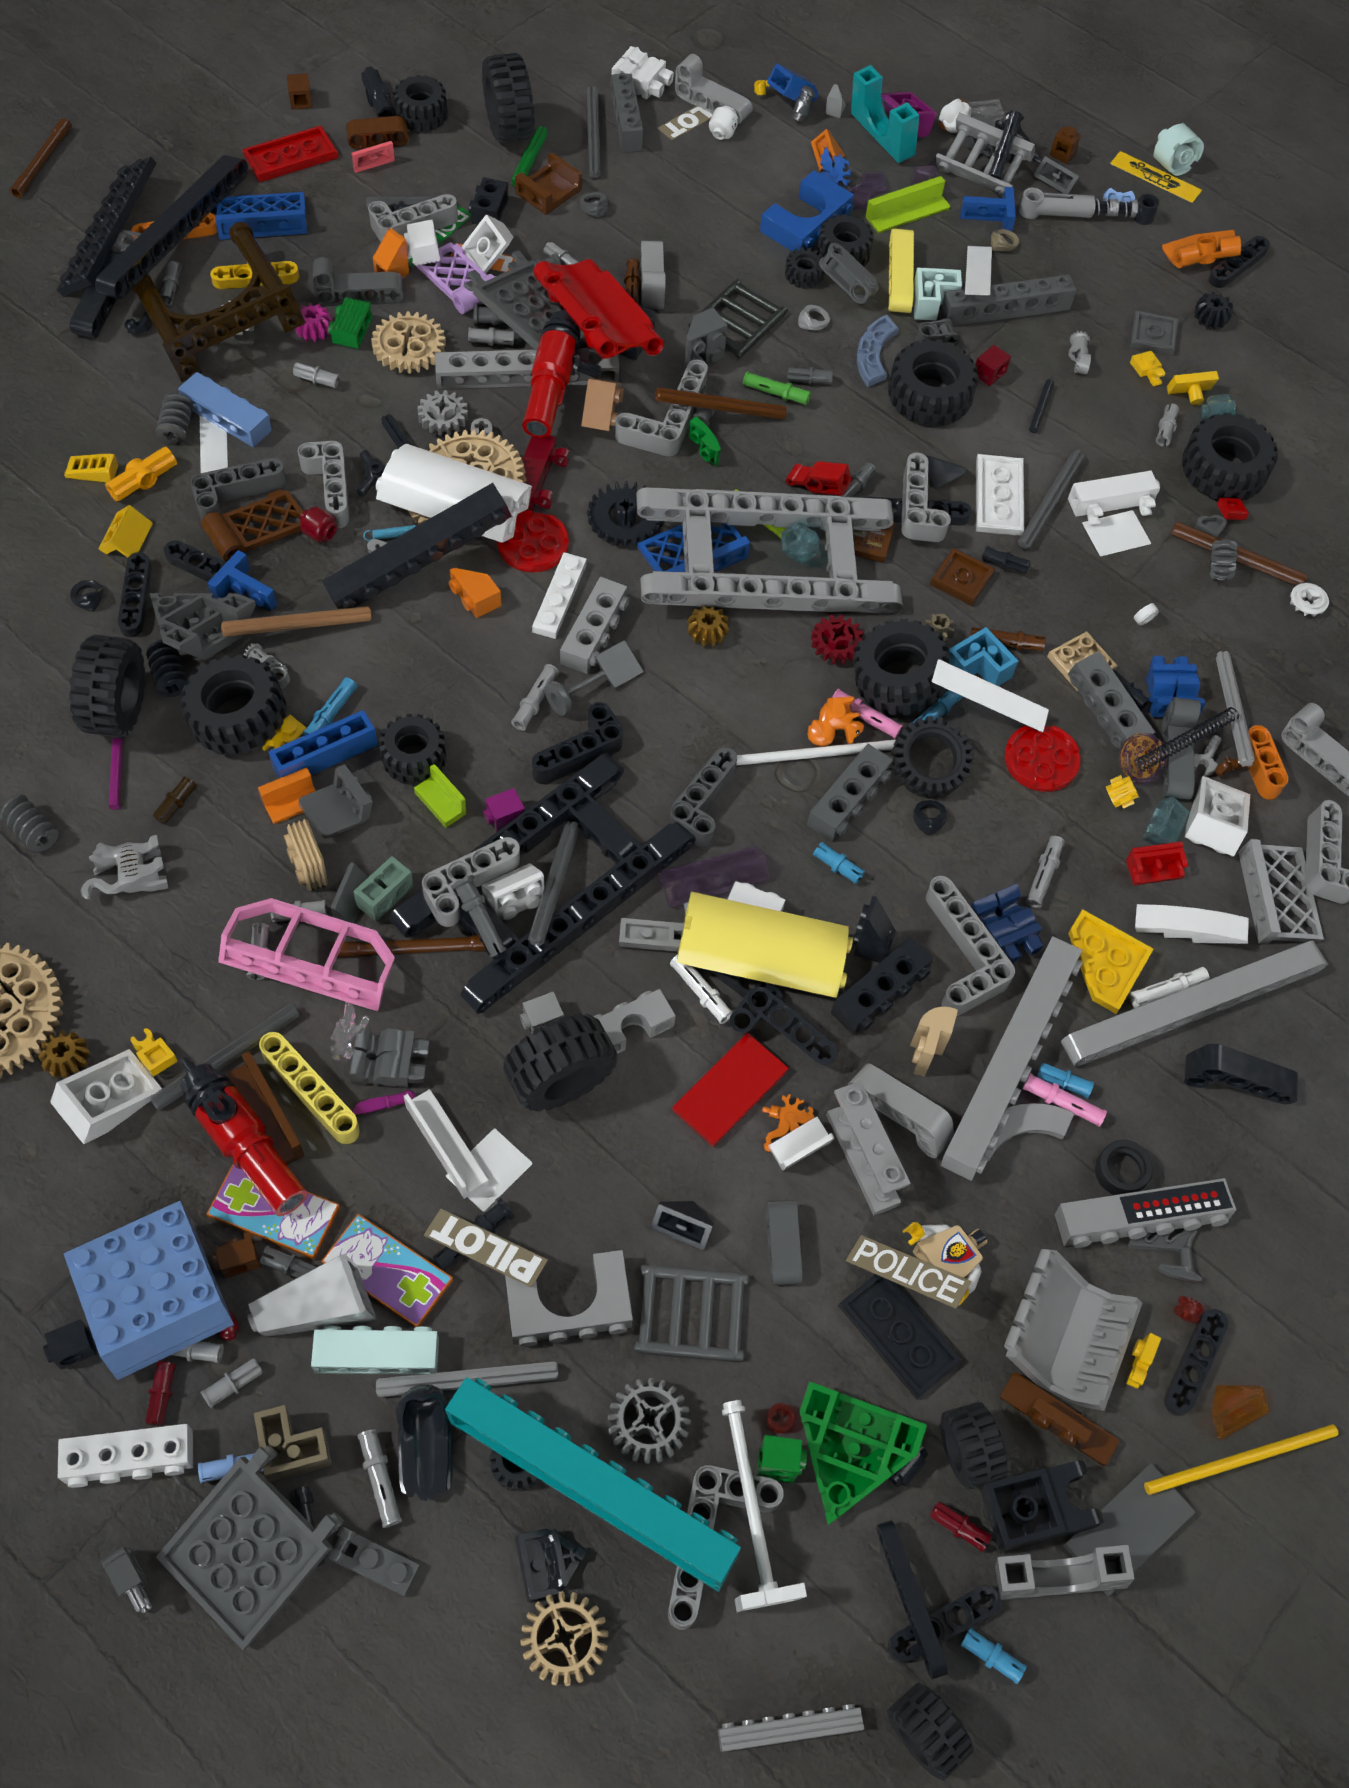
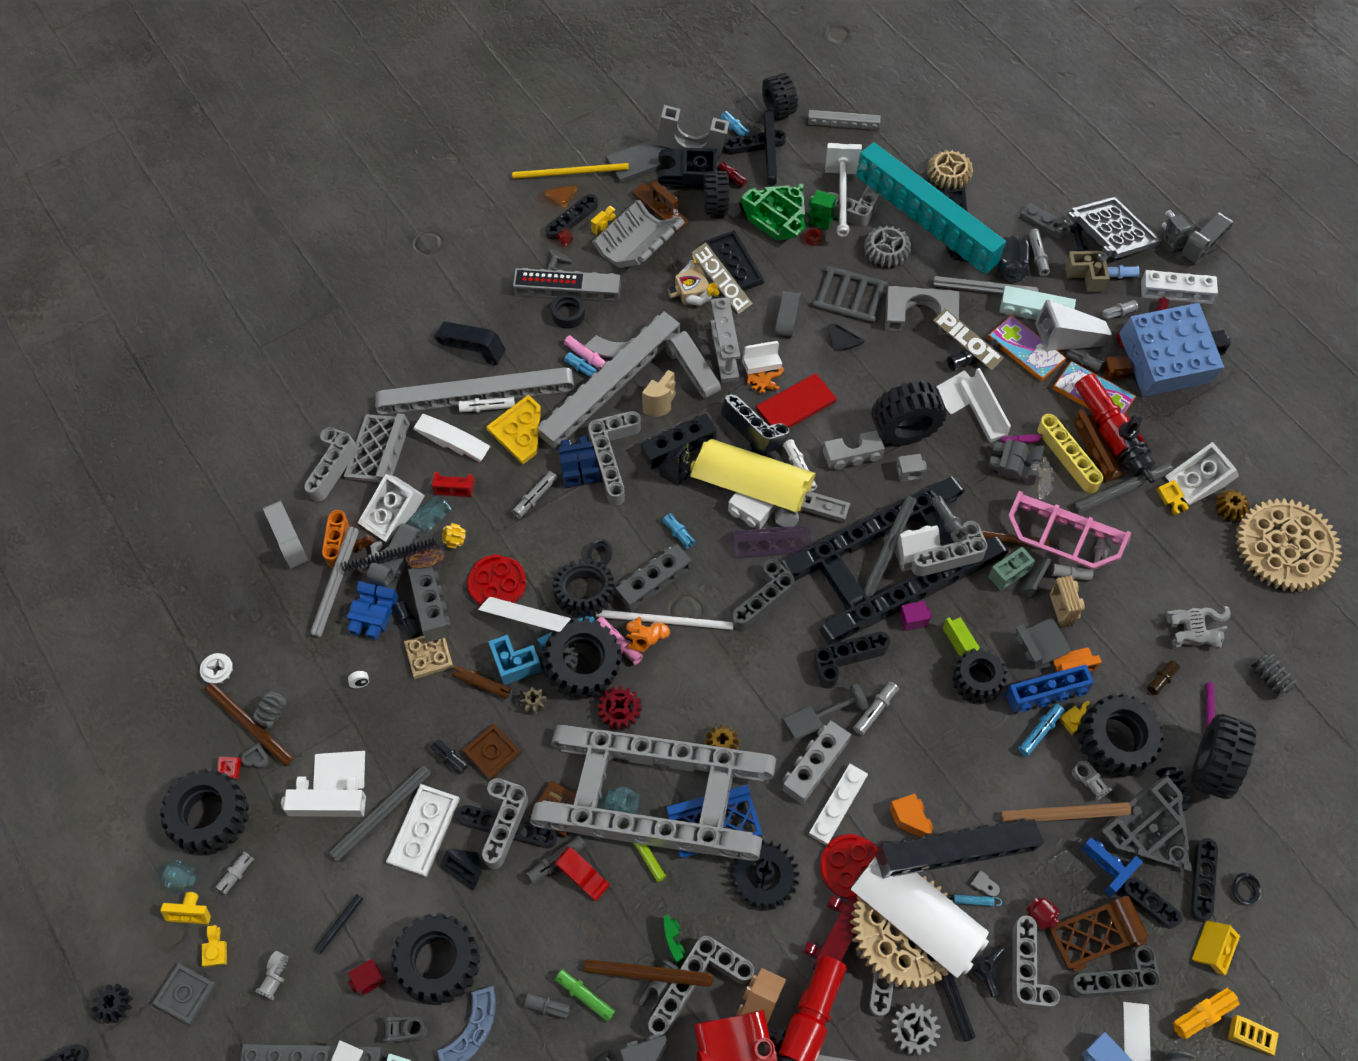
camera: 160 degrees left, 0 degrees up
(65, 1586) = (1202, 242): none -> dark grey beam

